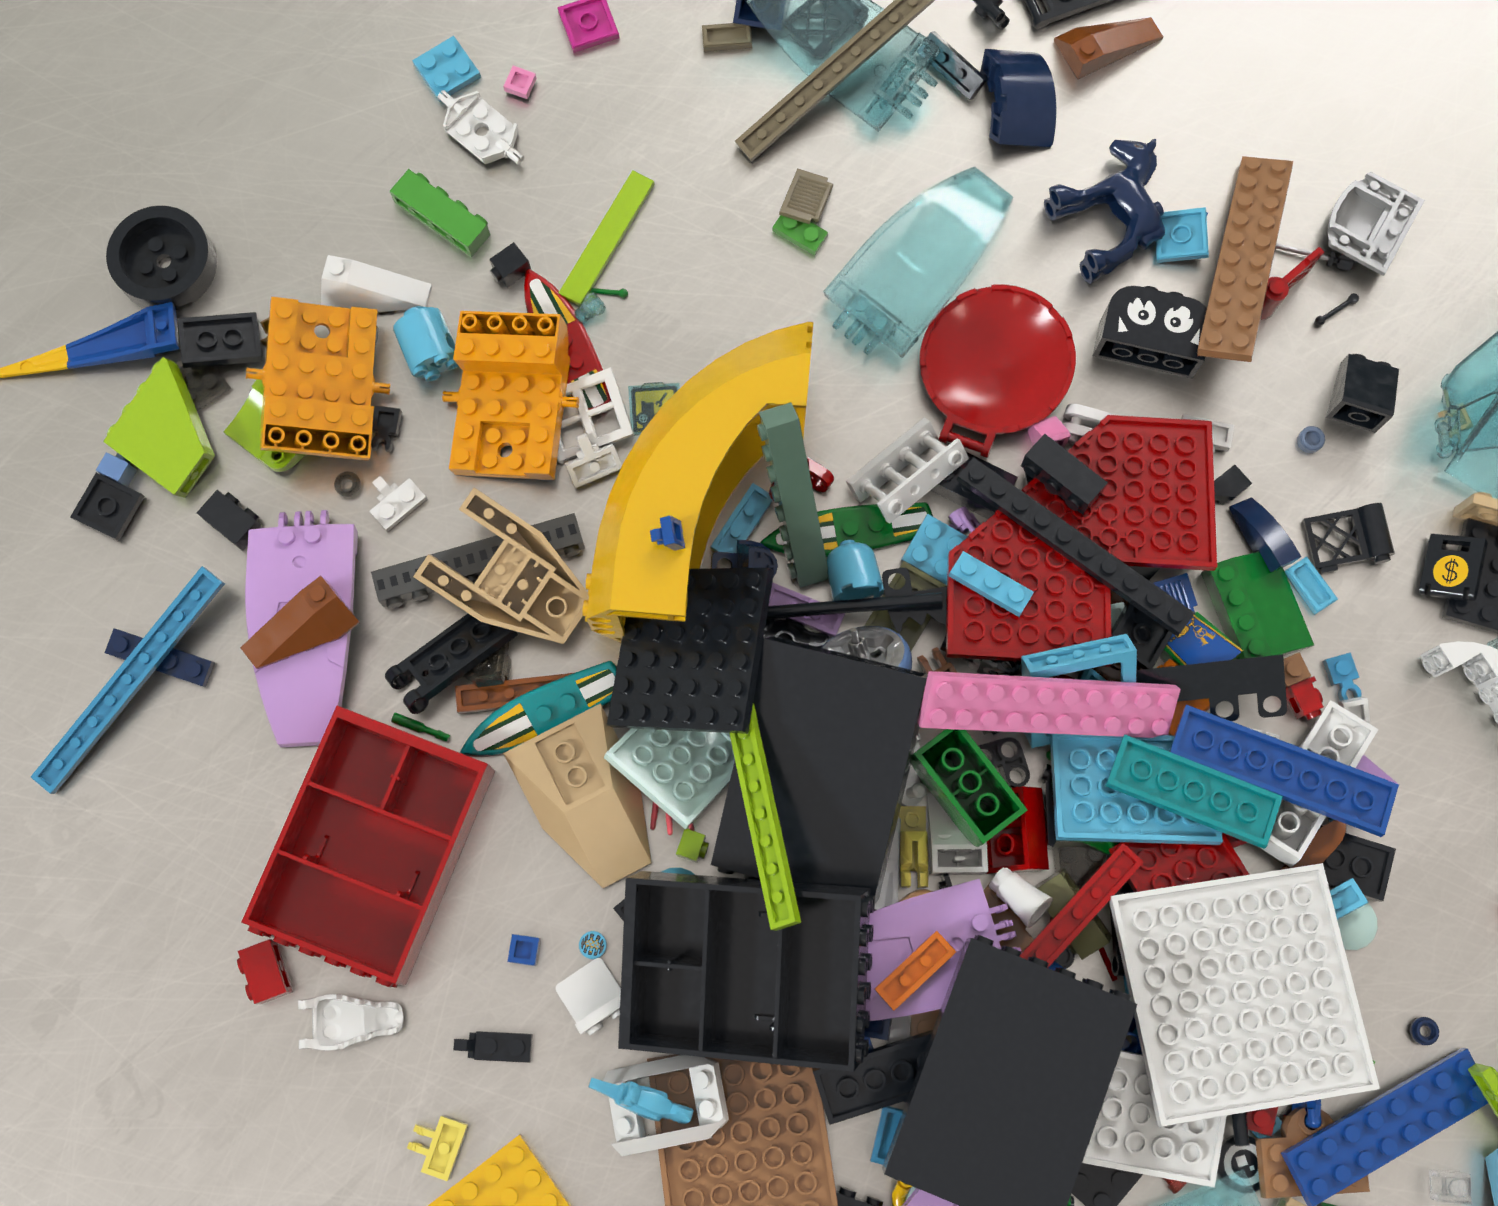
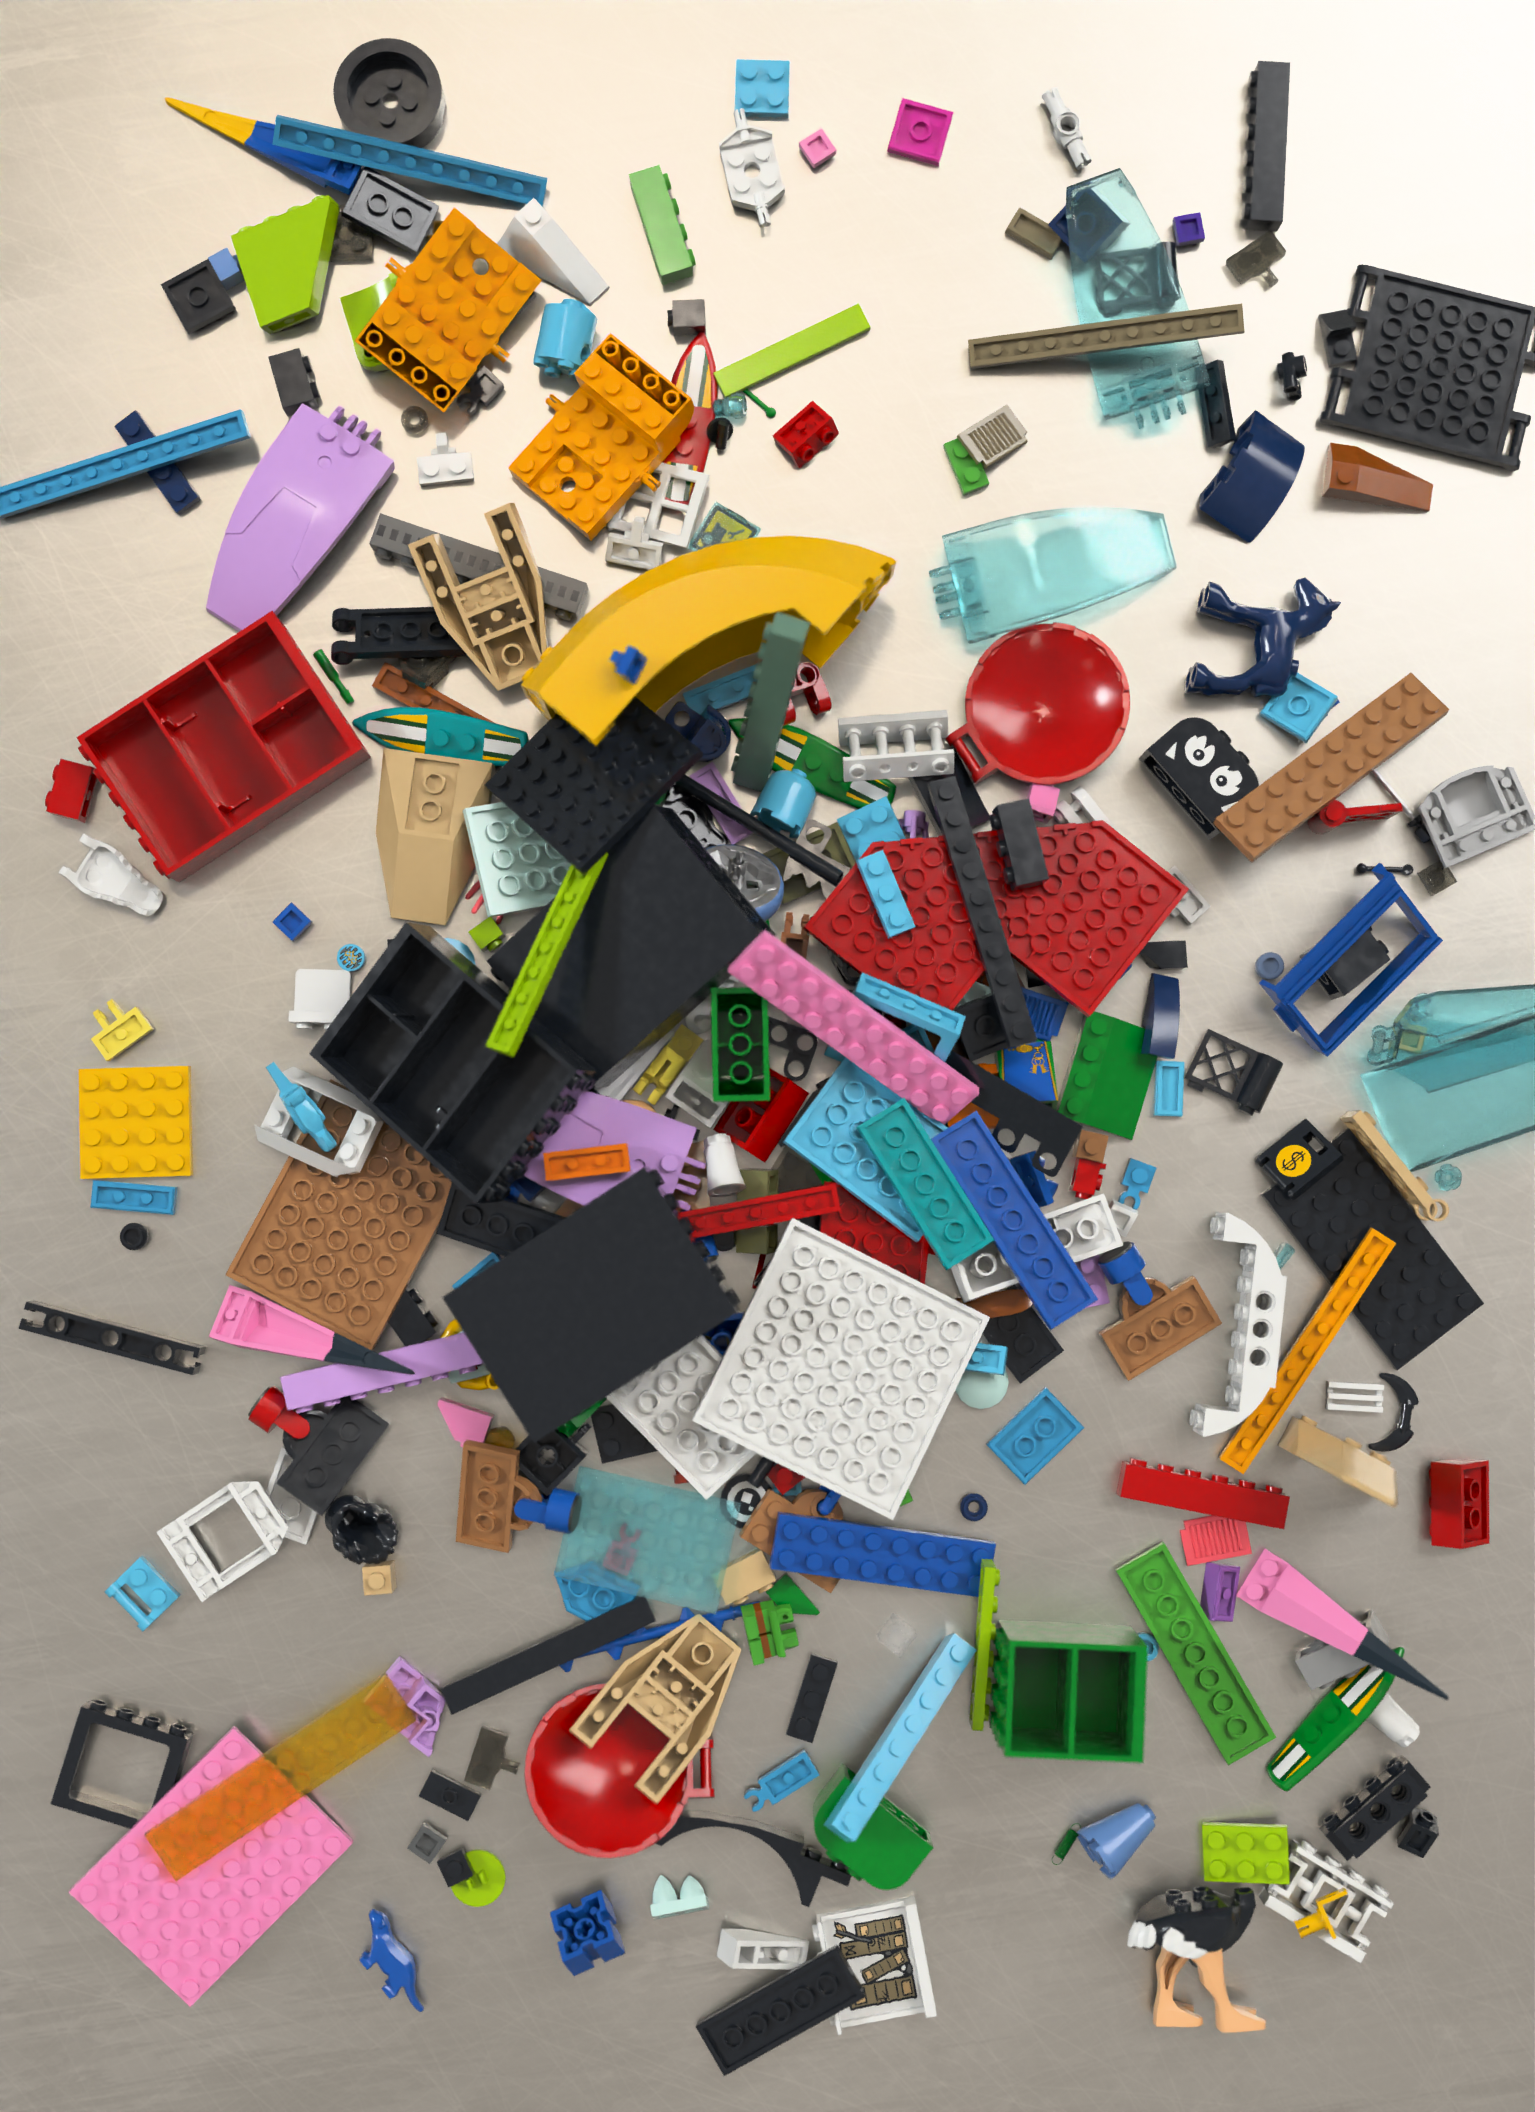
camera: 30 degrees right, 10 degrees up
(207, 292) = (408, 160): none -> dark azure plate
(306, 621) = (291, 520): dark orange wedge -> none
(497, 1046) = (218, 983): black hinge -> none
(594, 332) = (719, 432): none -> black plate
(663, 289) = (806, 433): none -> red bracket
(1268, 726) = (1034, 1180): none -> blue tile
(1355, 393) = (1333, 946): none -> blue piece
(1380, 288) = (1436, 878): none -> clear smoke plate
(1425, 936) = (1035, 1435): none -> dark azure tile
(1442, 769) = (1154, 1317): none -> medium nougat plate

